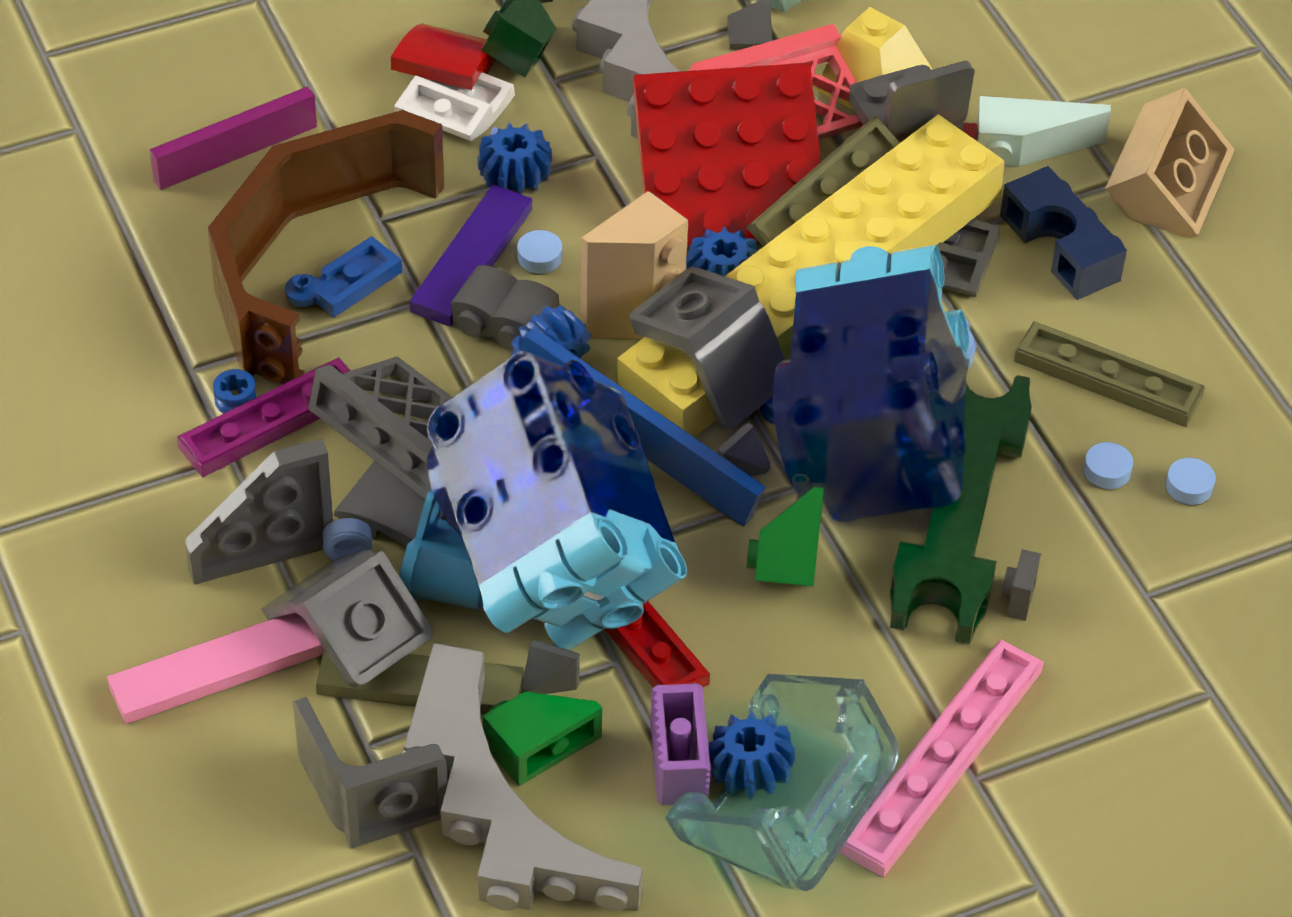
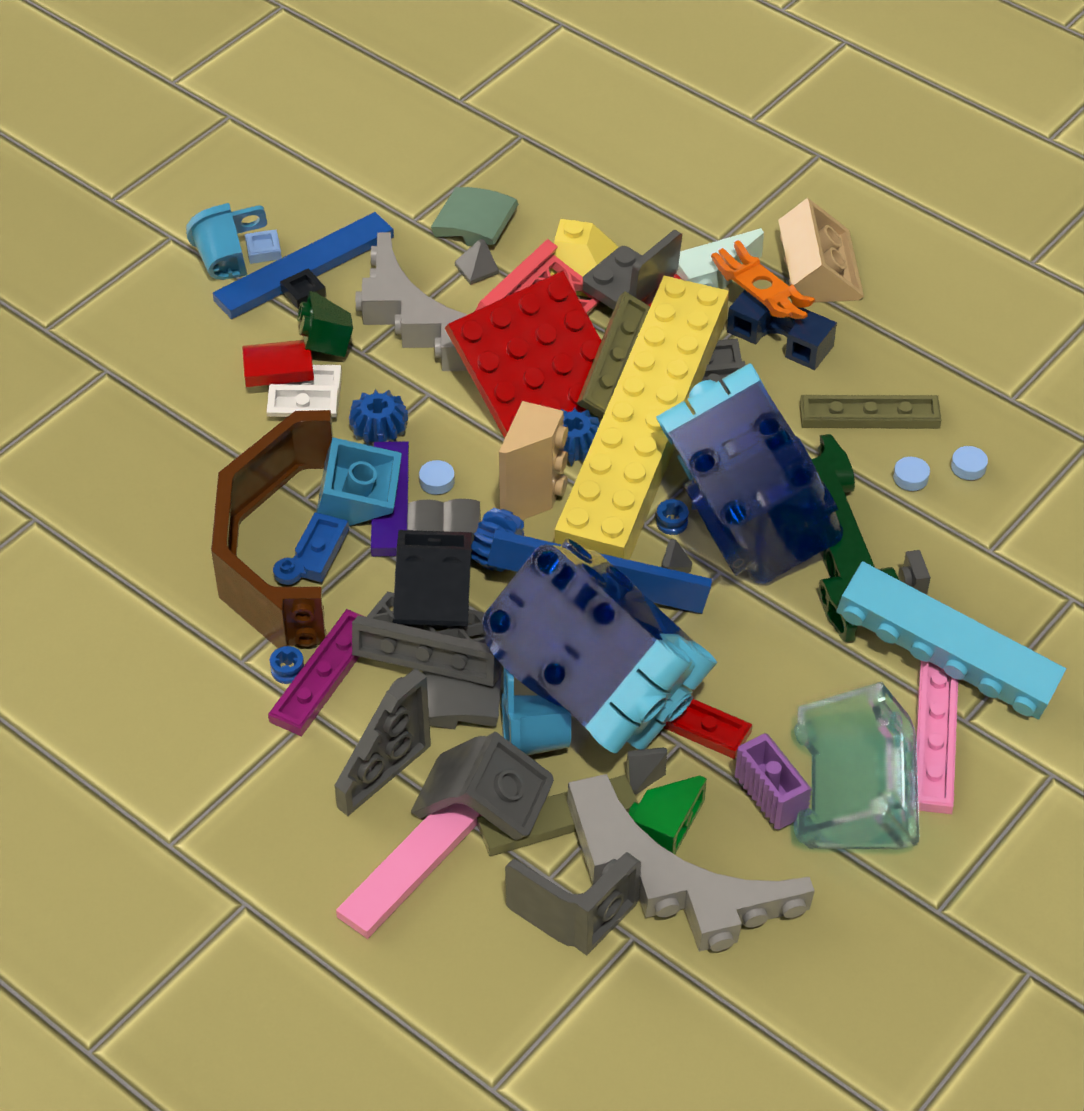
camera: 25 degrees left, 0 degrees up
(233, 138) = (163, 480): magenta tile -> none
(346, 537) = (443, 736): light blue tile -> none
(436, 218) = (358, 481): none -> dark azure slope
(441, 353) = (432, 578): none -> black slope
(722, 333) = (618, 477): dark grey piece -> none
(751, 754) = (824, 765): blue gear -> none
(789, 543) = (753, 608): green slope -> none
(1003, 675) = (950, 640): none -> medium azure brick
(1061, 151) = (751, 271): none -> orange piece

